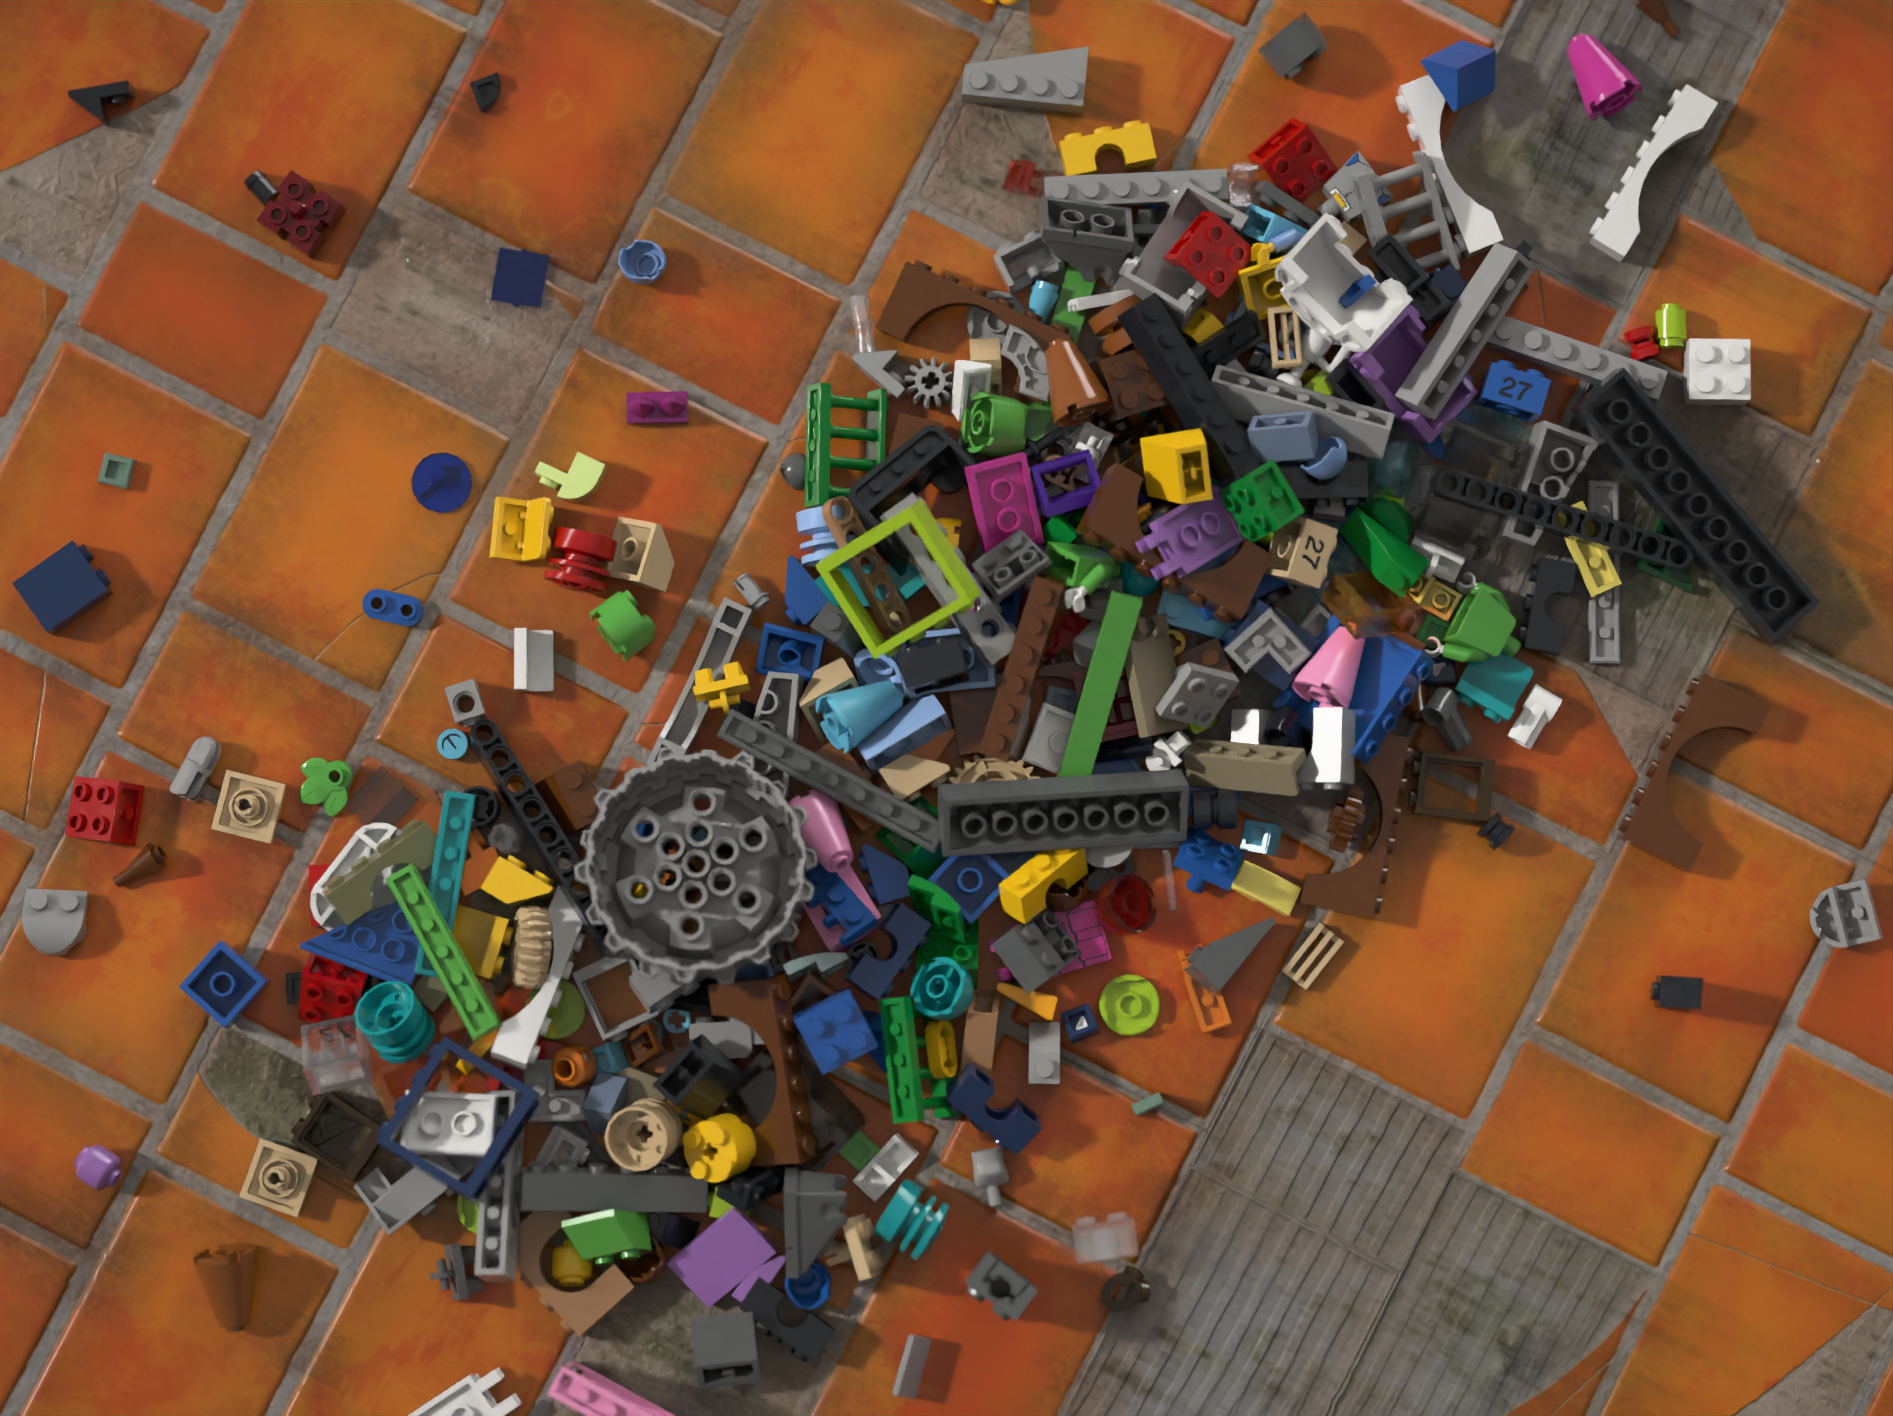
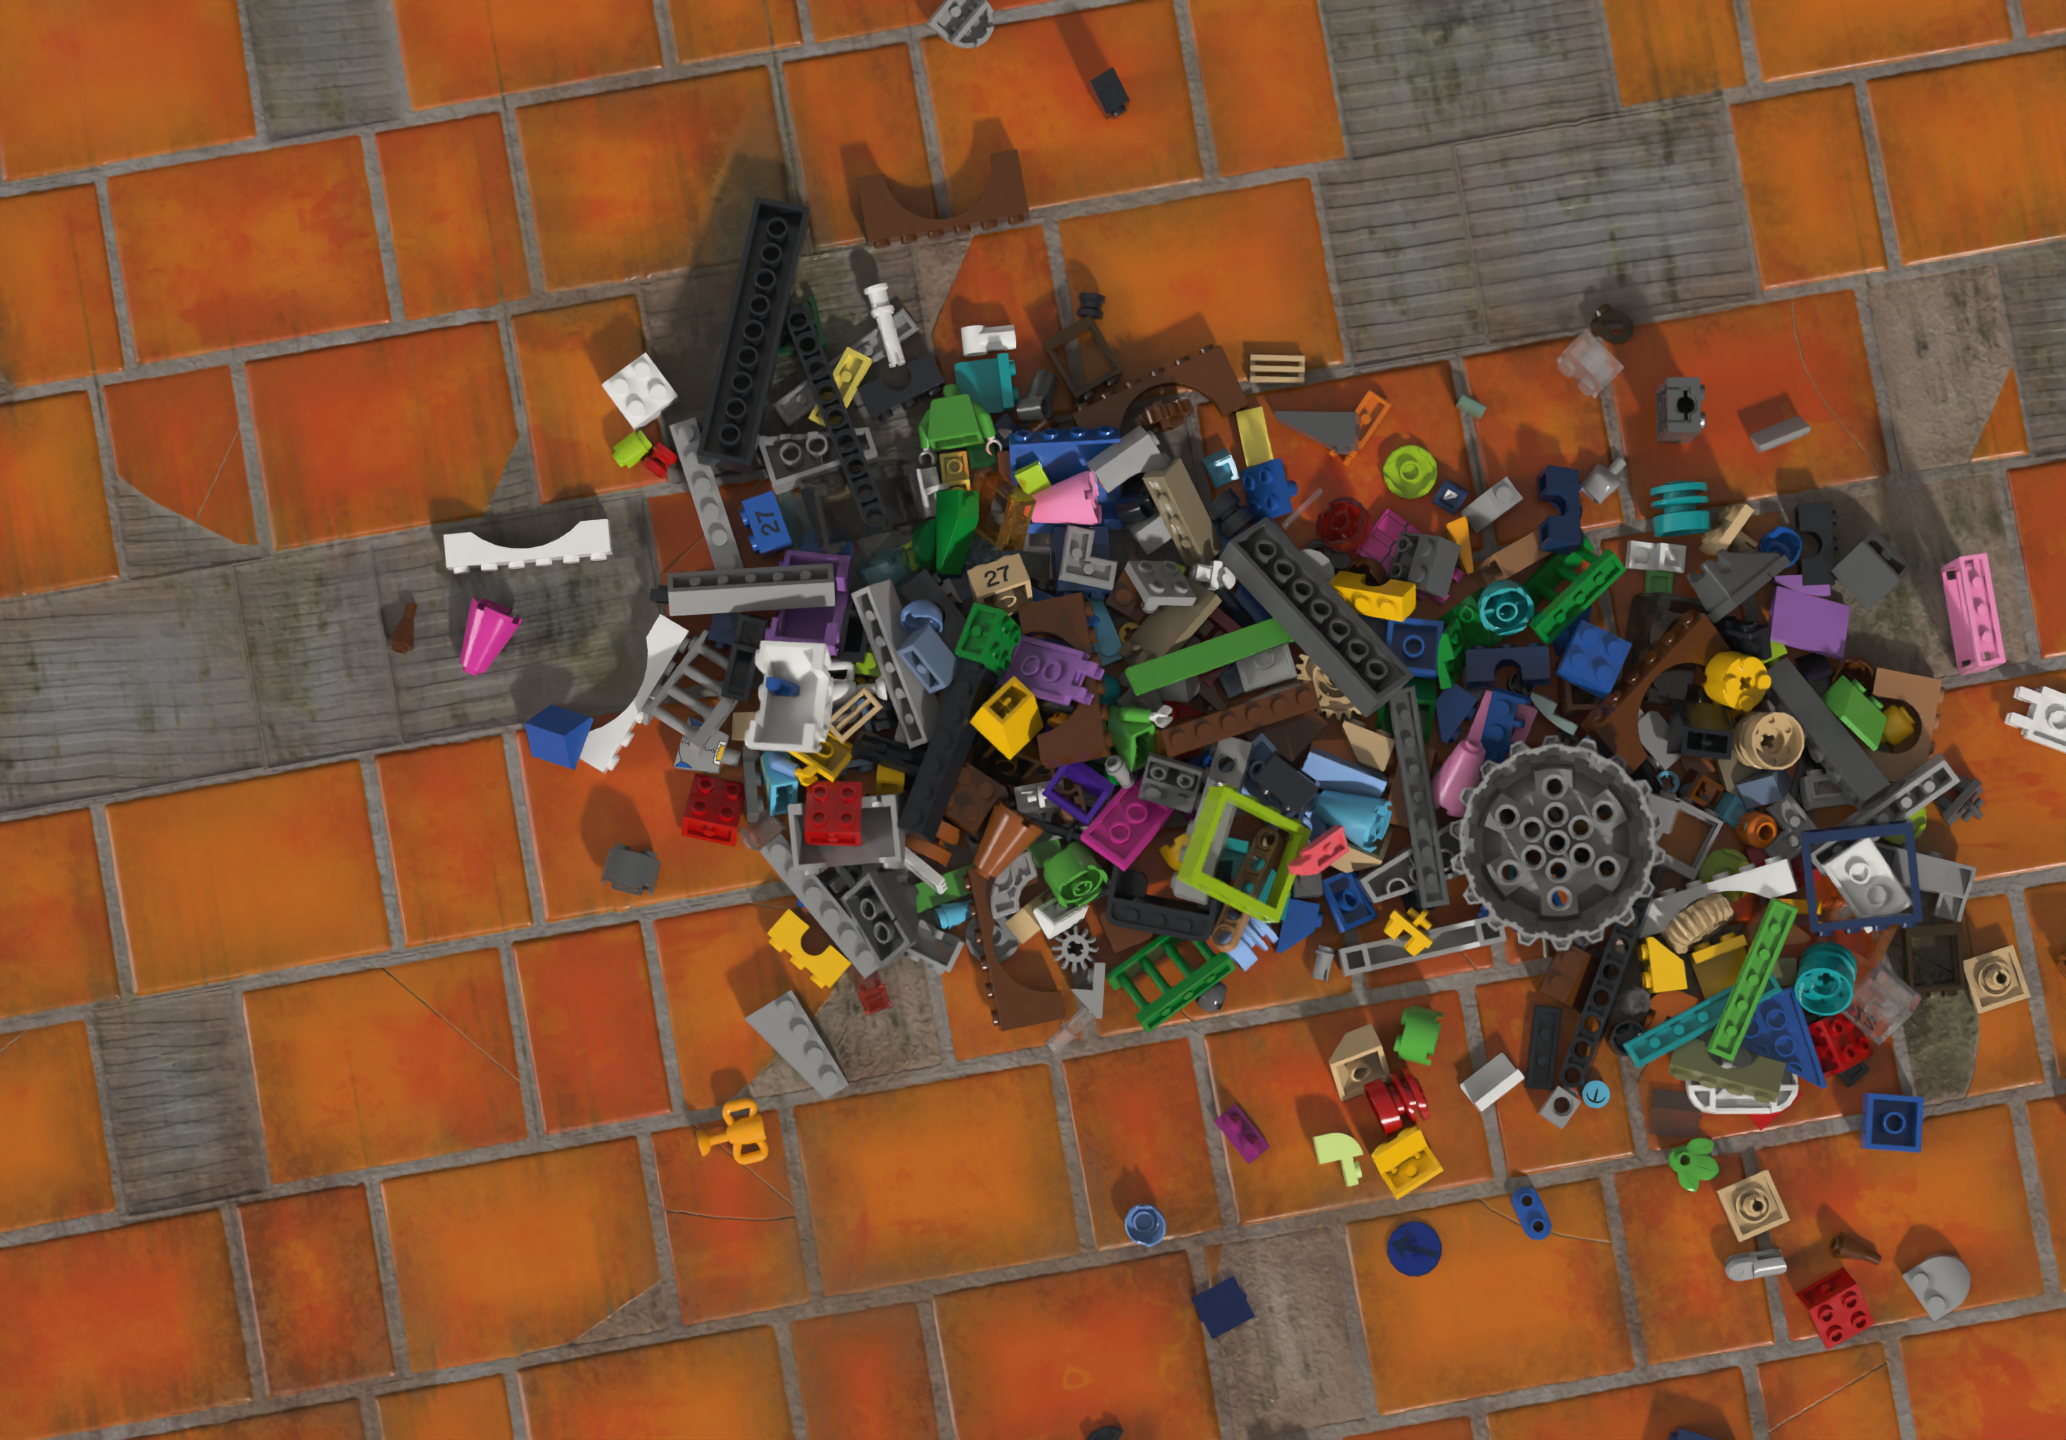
camera: 135 degrees left, 0 degrees up
(529, 730) = (1543, 1047): none -> black tile
(848, 651) = (1320, 852): none -> coral hinge
(941, 1049) = (1546, 577): yellow beam -> none
(1061, 532) = (1116, 766): none -> light grey pin
(1377, 654) = (1032, 478): none -> lime tile
(1629, 639) = (882, 312): none -> white pin

